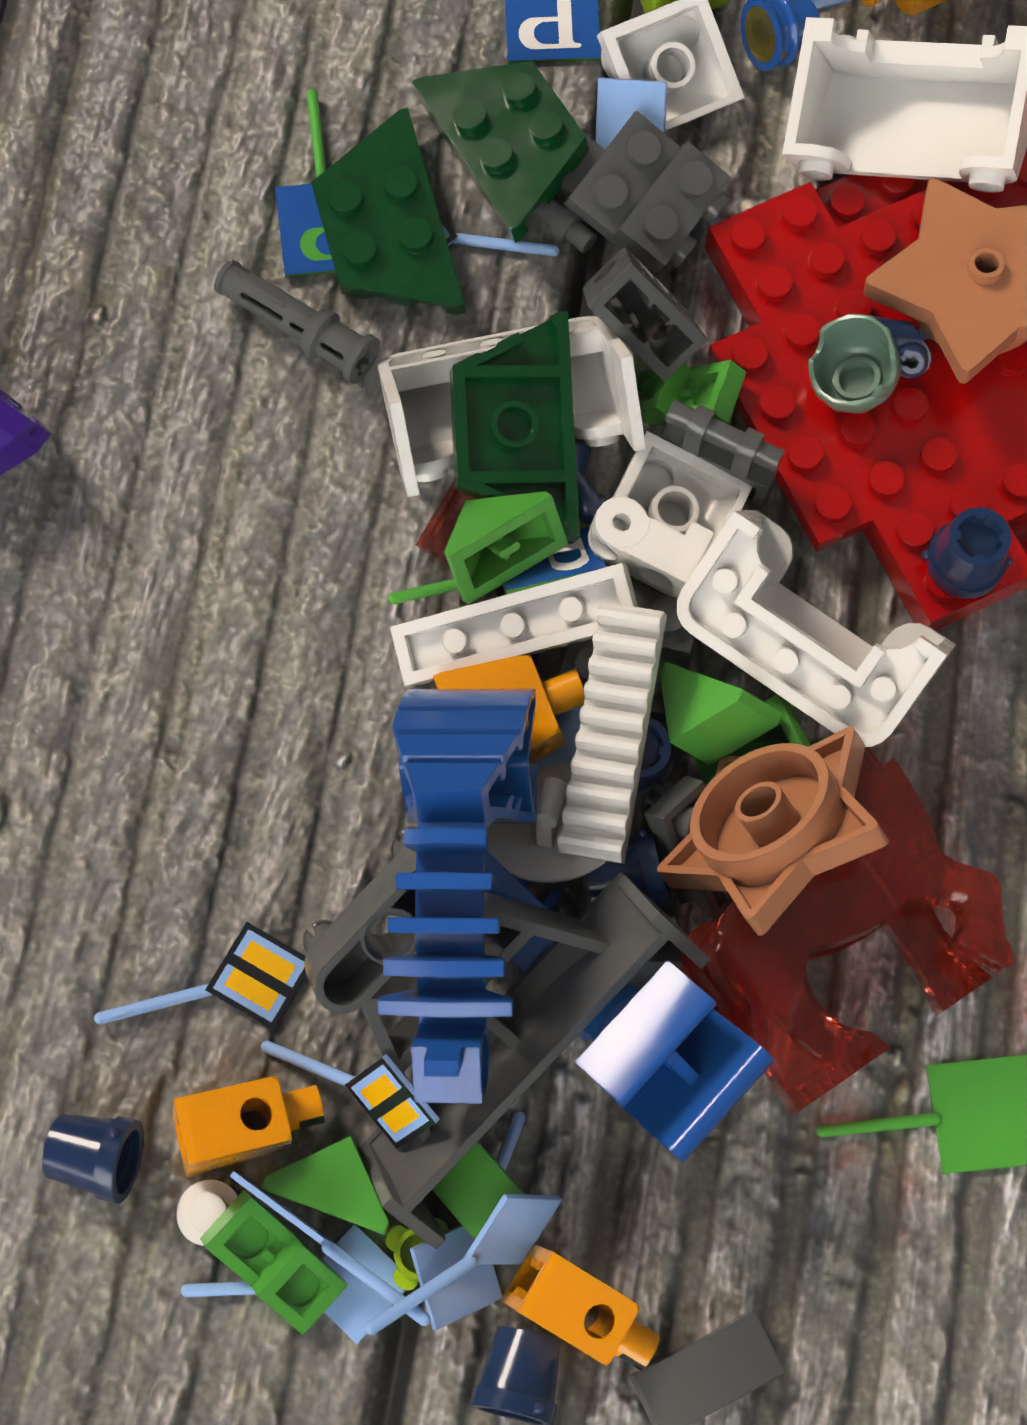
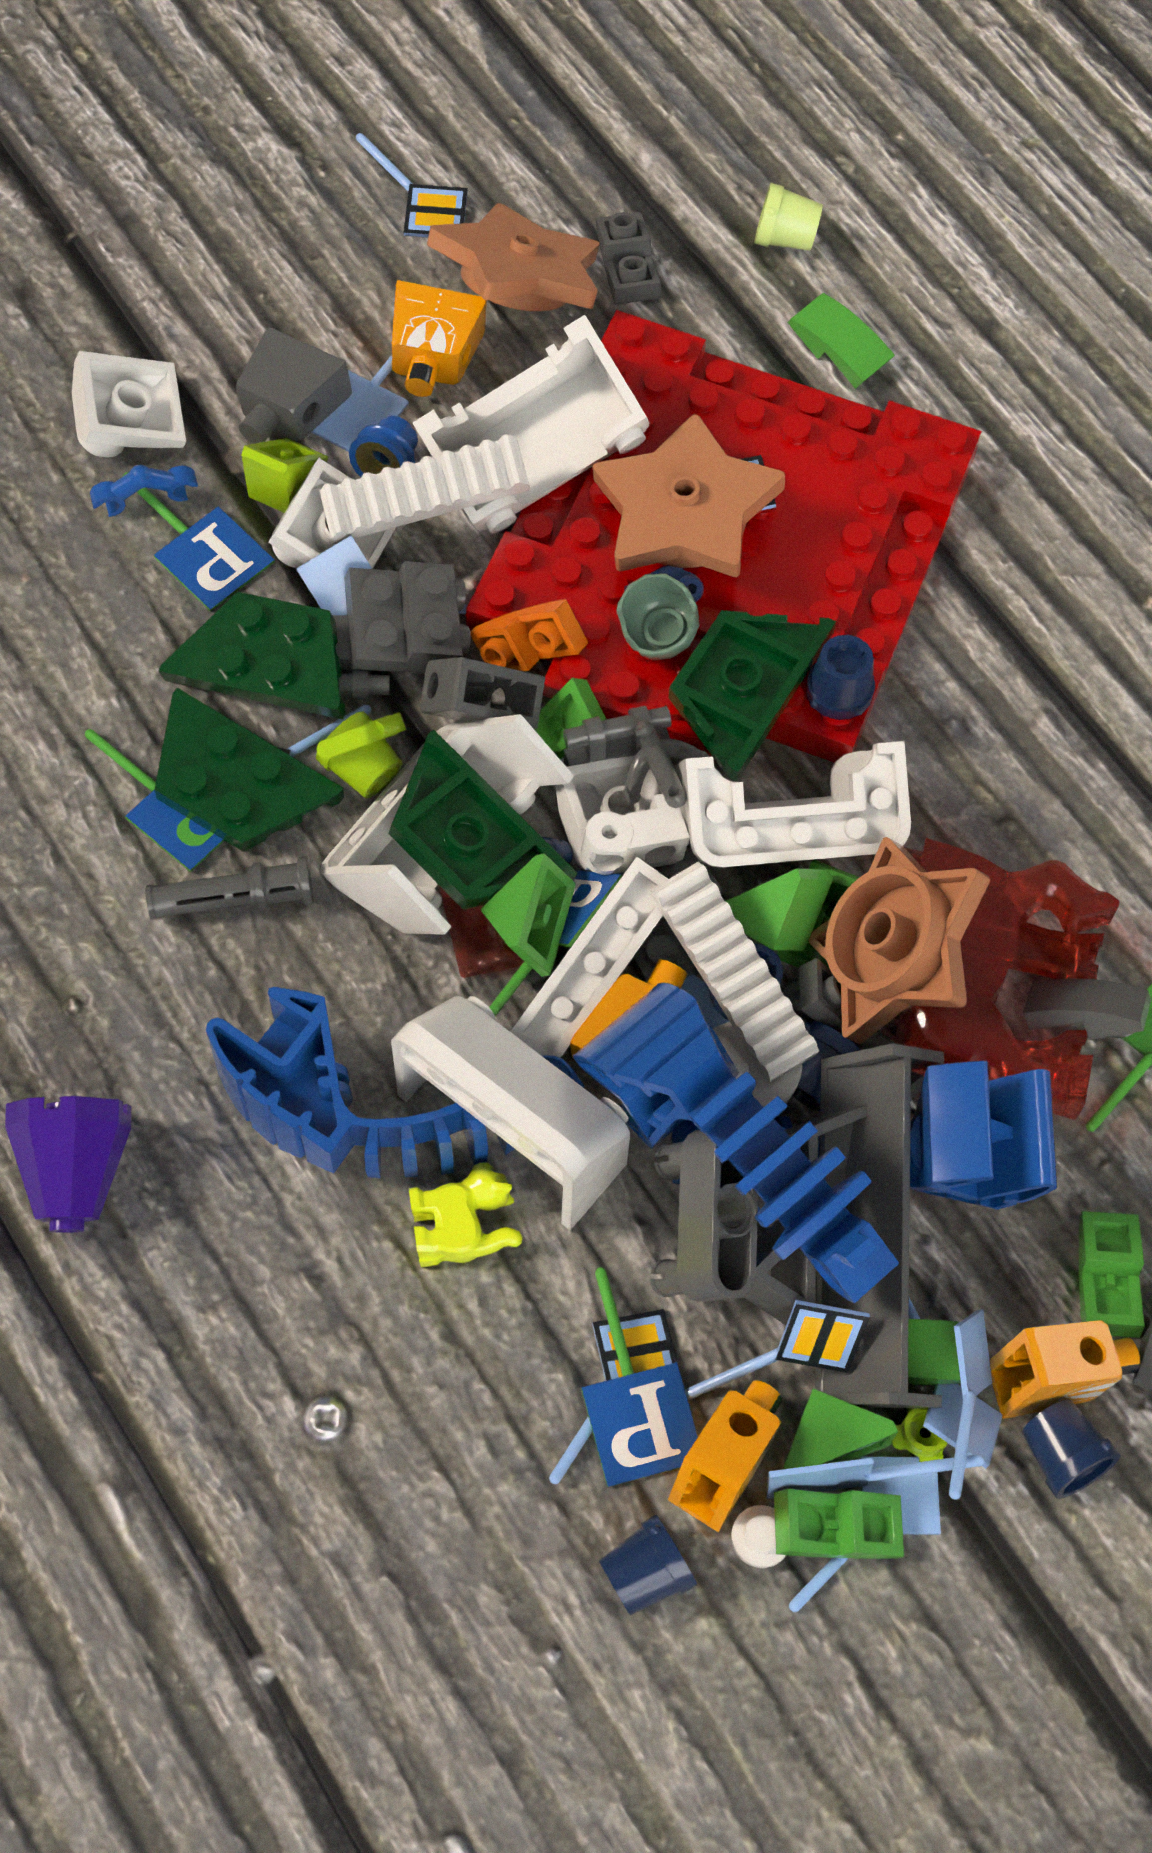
camera: 45 degrees left, 10 degrees down
(182, 534) = (303, 1096): none -> blue piece
(209, 1030) = (639, 1418): none -> blue piece
(217, 740) = (457, 1226): none -> neon yellow animal
(327, 686) = (516, 1096): none -> white windscreen
(504, 284) = (361, 754): none -> lime piece
(707, 1269) = (1110, 1271): none -> bright green slope
(726, 493) = (657, 754): none -> dark grey piece
(736, 292) = (530, 635): none -> orange slope
(765, 88) = (424, 488): none -> white gear
(882, 483) = (744, 680): none -> dark green wing
(919, 1032) = (1101, 1005): none -> dark grey slope

